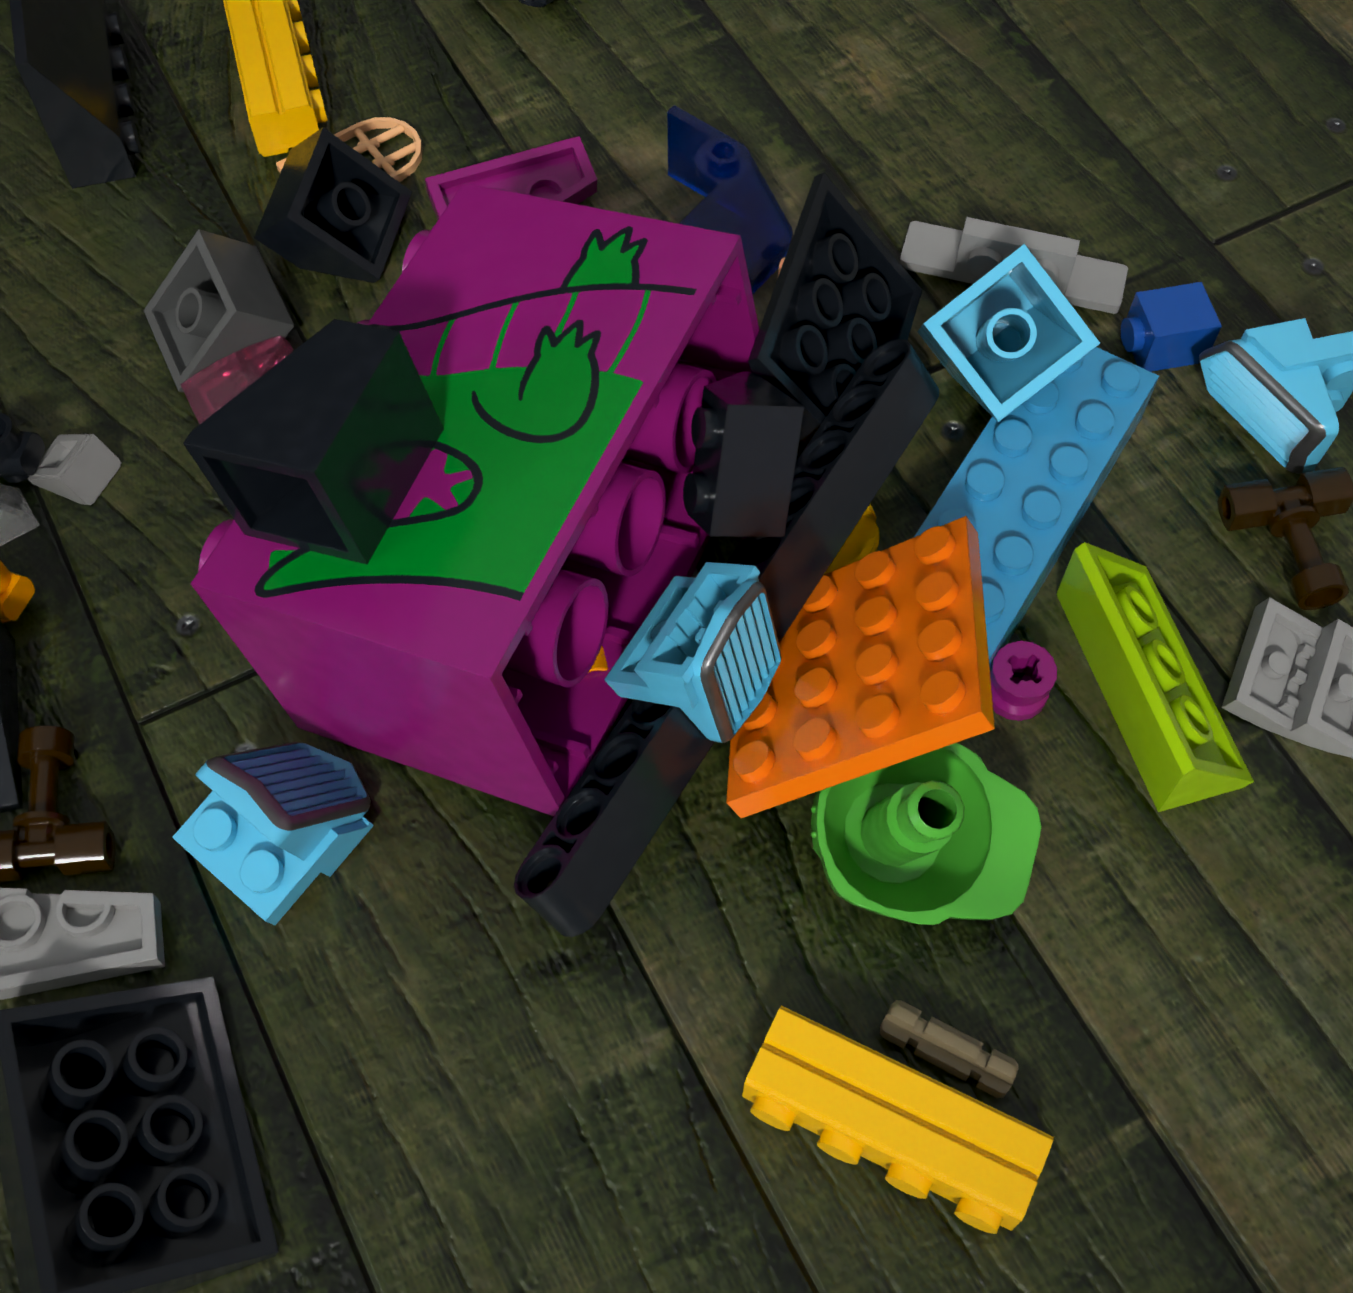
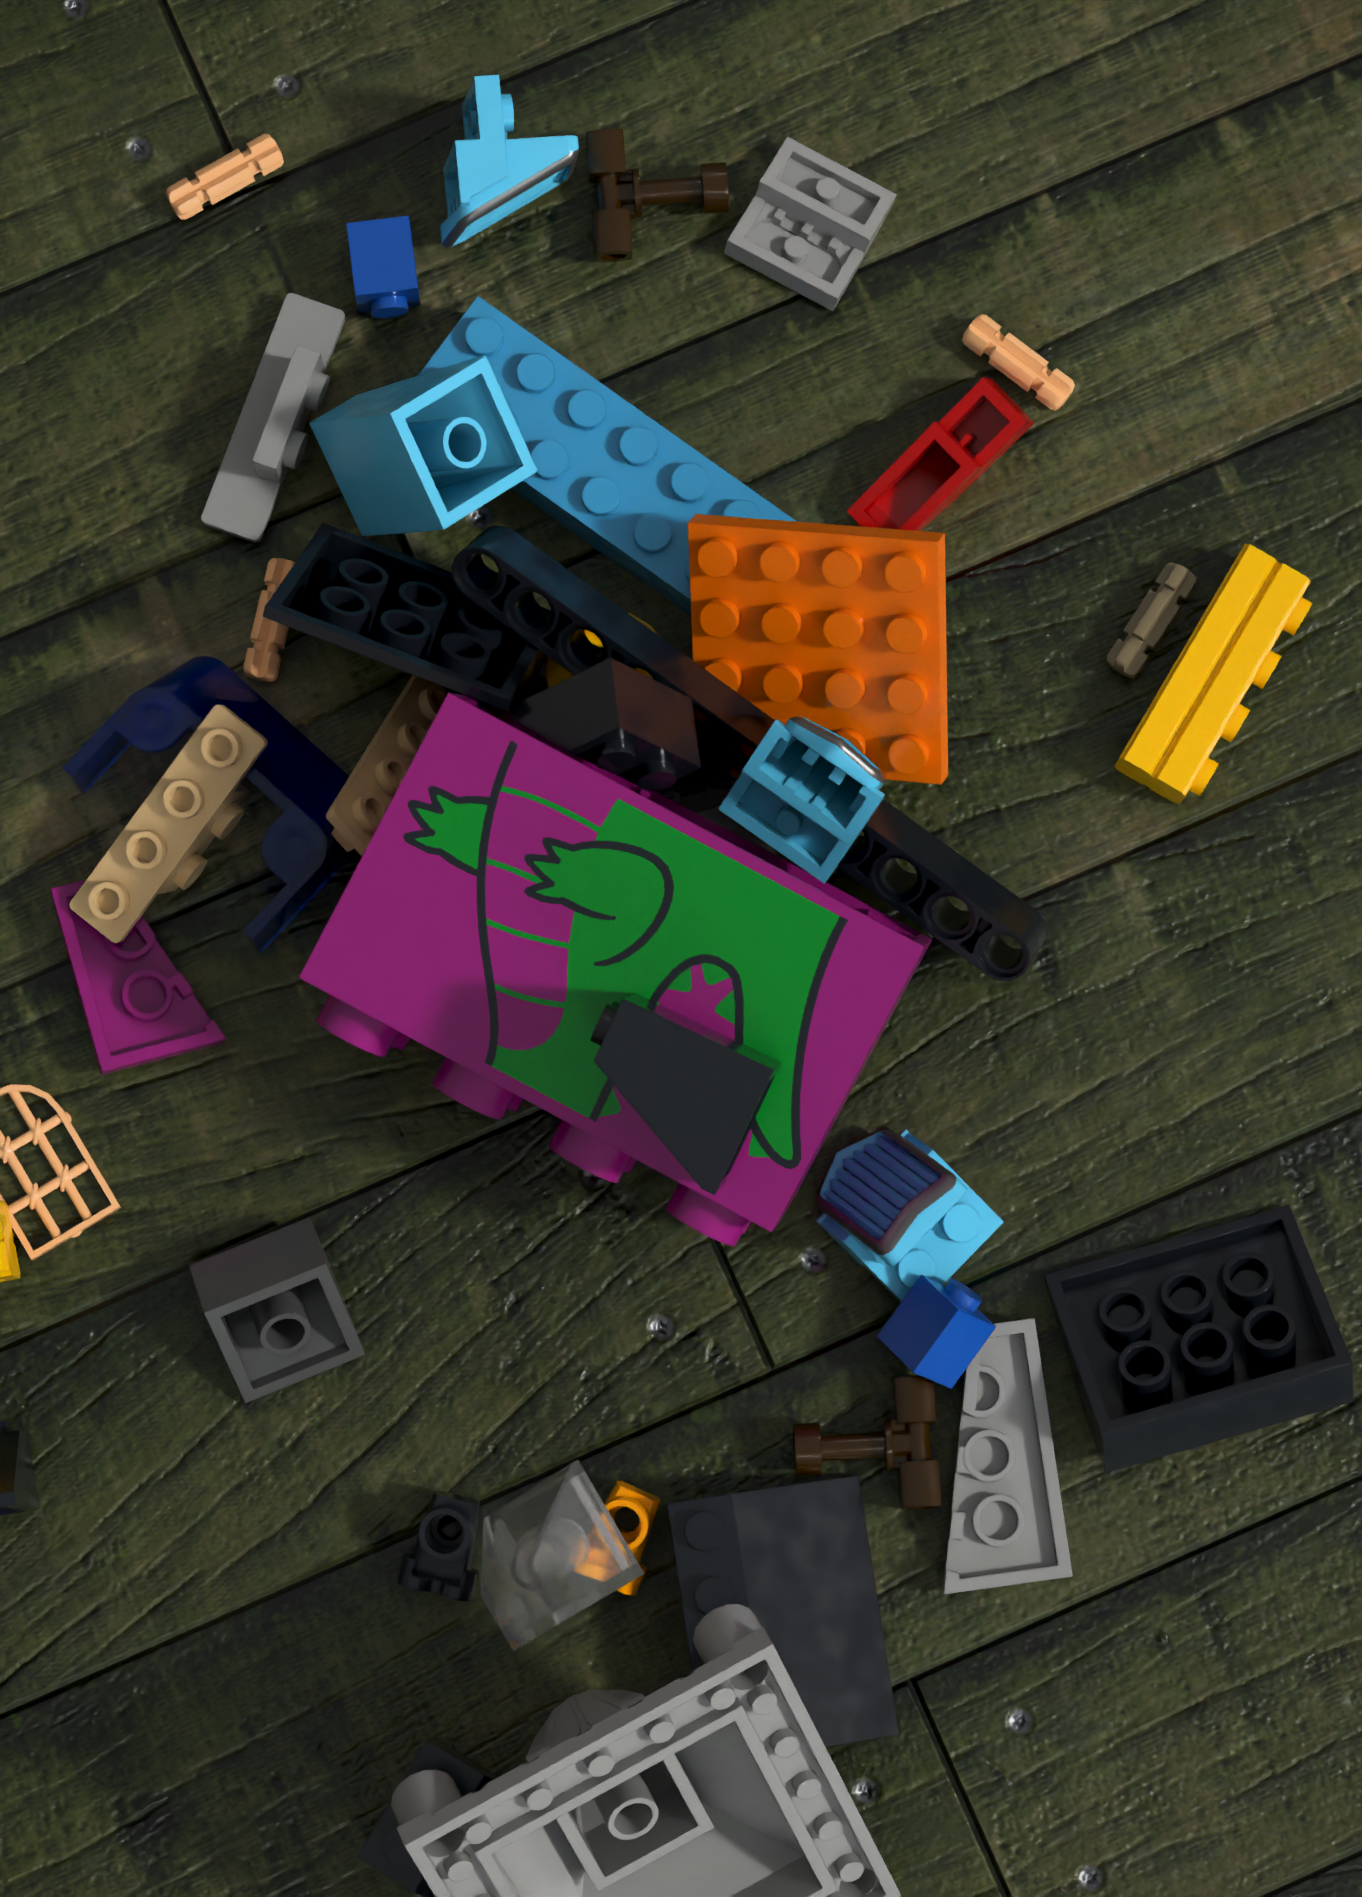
camera: 90 degrees left, 20 degrees up
(76, 468) = (460, 1458): light grey slope -> none
(144, 852) = (937, 1329): none -> blue brick
(229, 376) = (372, 1286): clear pink slope -> none
(333, 210) = (137, 1180): black slope -> none
(636, 187) = (173, 825): none -> tan bracket
(928, 839) = (994, 609): bright green piece -> none
(1024, 696) = (797, 502): magenta wheel -> none
(1091, 818) = (943, 461): none -> red slope
(1149, 680) = (804, 371): lime slope -> none
(1210, 889) = (1018, 362): none -> light nougat axle
(1219, 221) = (224, 176): none -> light nougat axle

